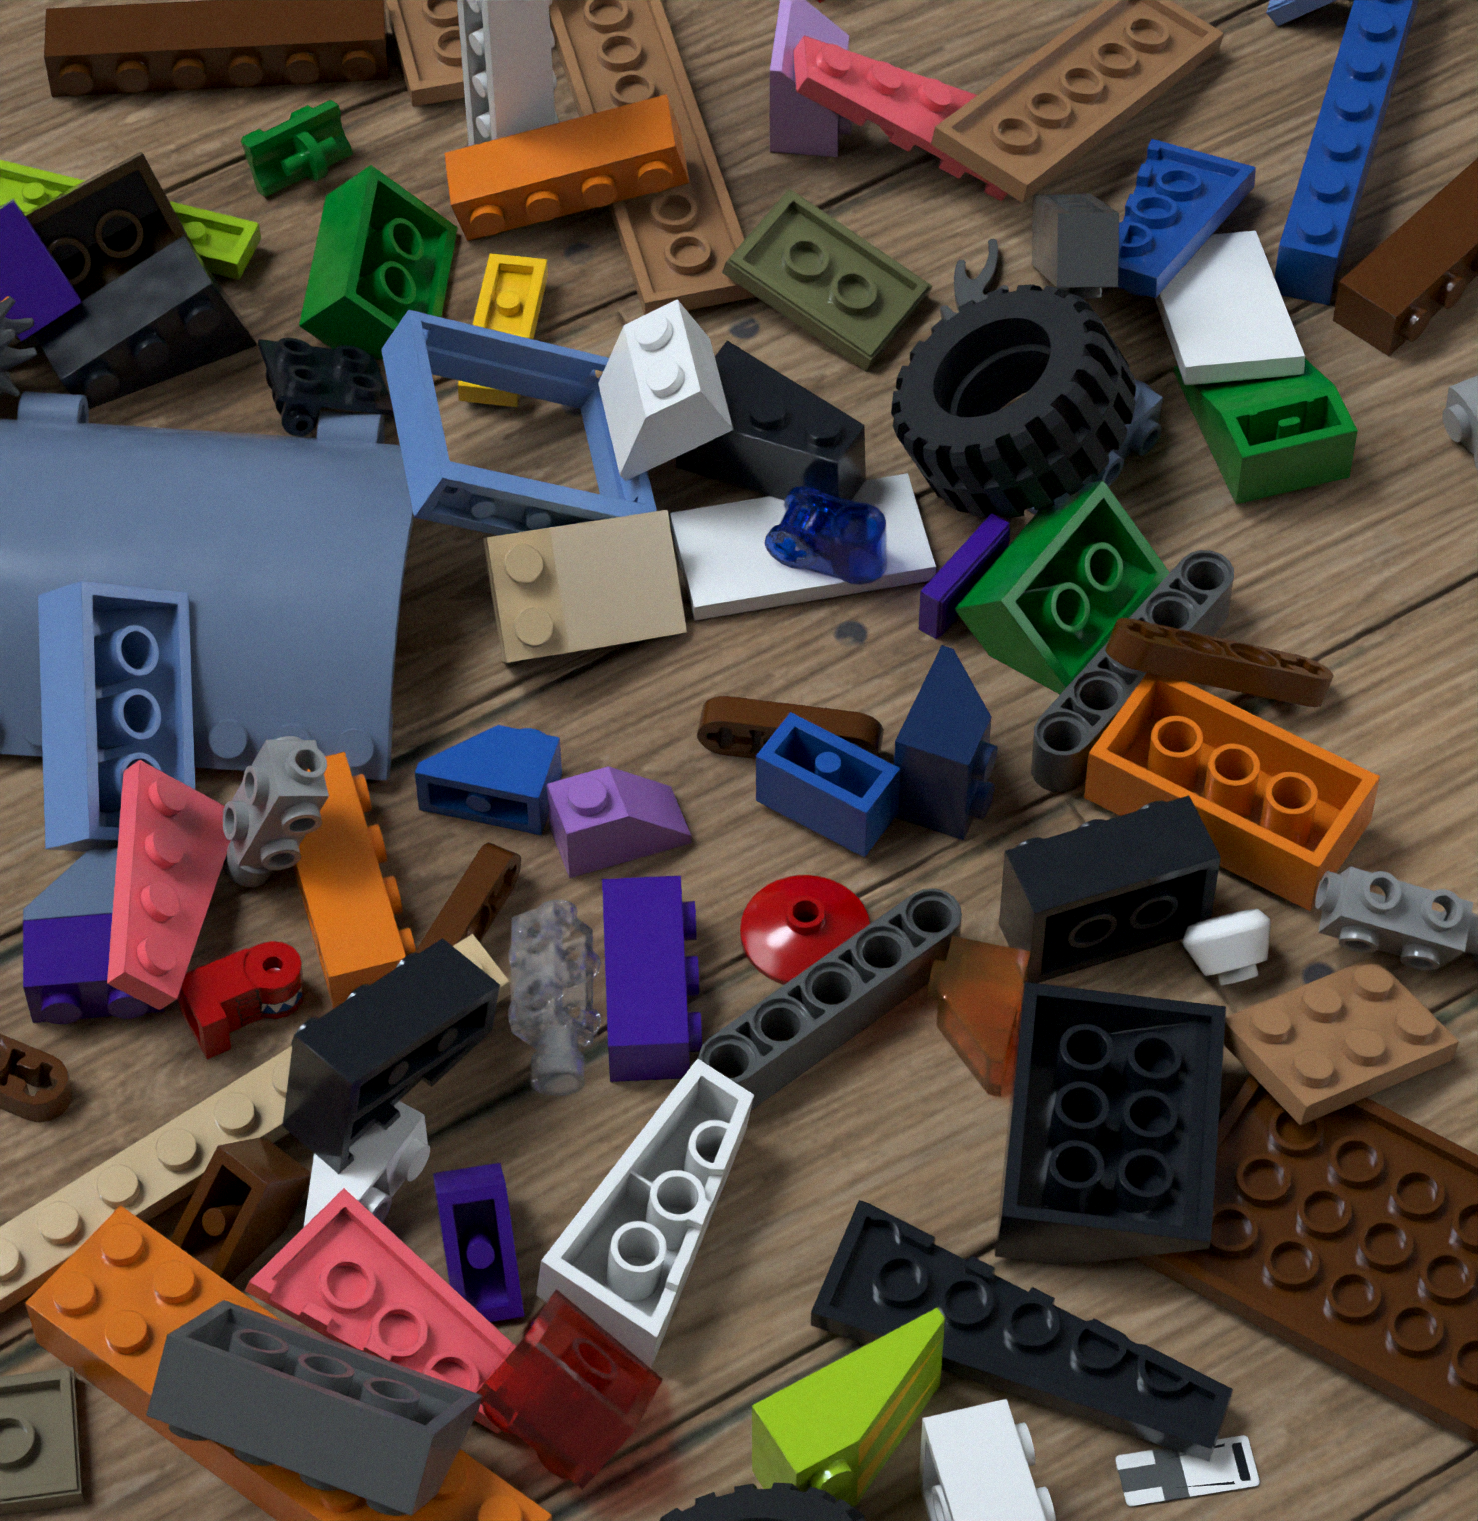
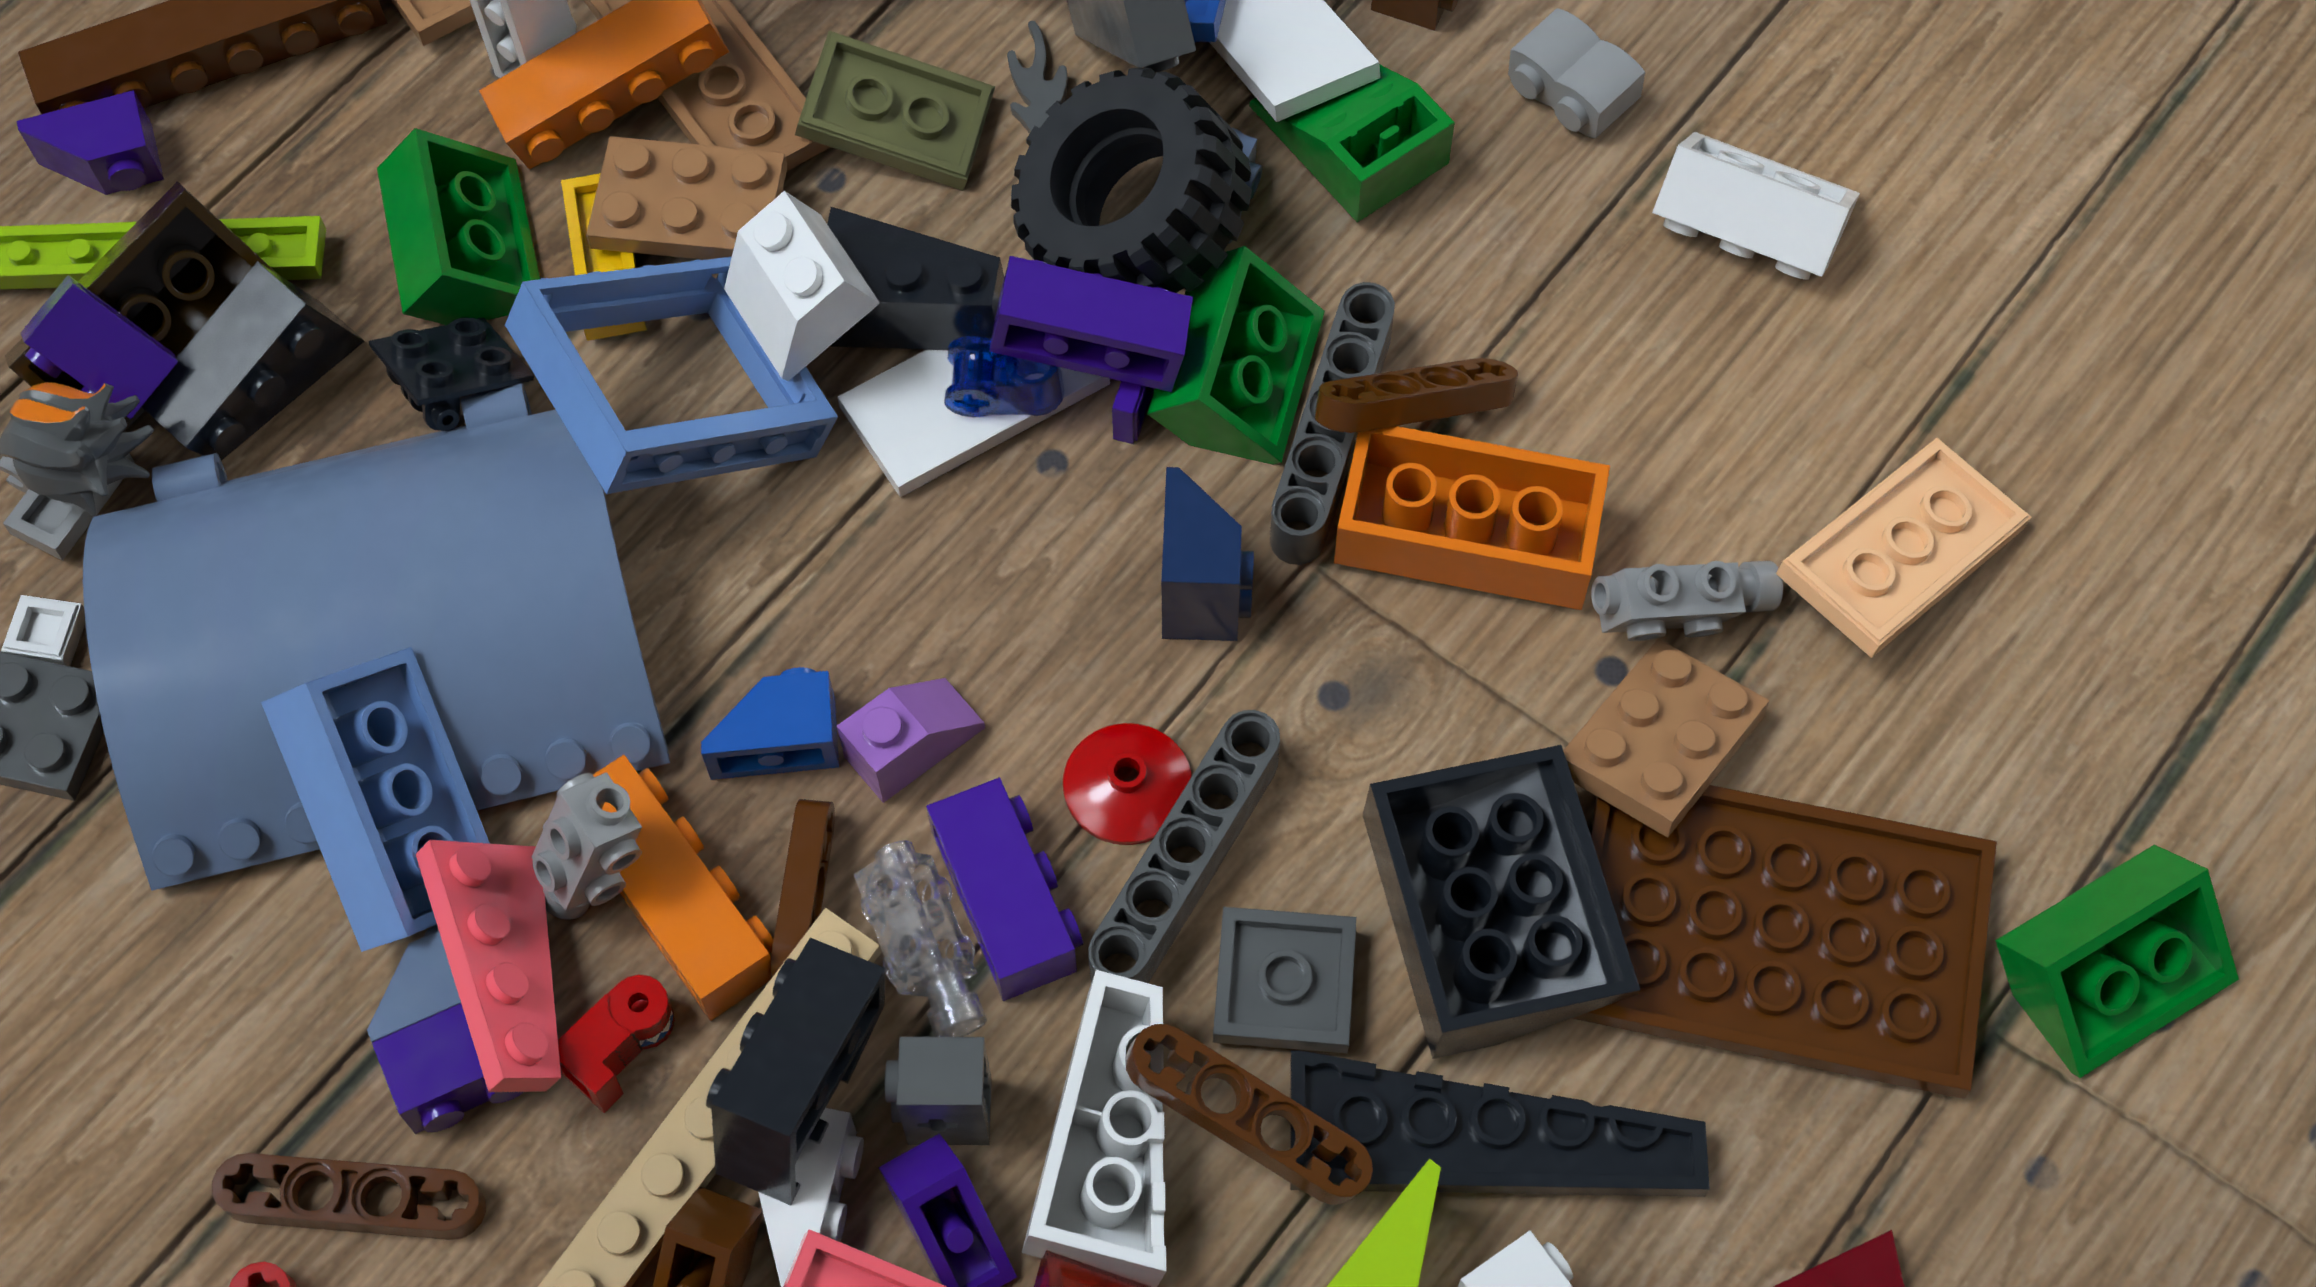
camera: 20 degrees left, 10 degrees up
(85, 107) = (97, 143): none -> dark purple slope
(296, 148) = (327, 125): green hips -> none
(517, 1119) = (941, 1089): none -> dark grey brick
(584, 585) = (788, 504): tan slope -> none
(586, 292) = (680, 196): none -> medium nougat plate
(744, 725) = (1039, 588): reddish brown beam -> none
(799, 1223) = (1253, 1103): none -> reddish brown beam
(827, 784) = (1099, 633): blue brick -> none
(880, 1140) = (1285, 980): none -> dark grey plate
(924, 504) = (1091, 324): none -> dark purple brick
(980, 1005) = (1326, 811): clear orange slope -> none
(1108, 888) = (1403, 656): black brick -> none
(1174, 1475) = (1673, 1221): sticker -> none
(1230, 944) = (1527, 671): white cone -> none

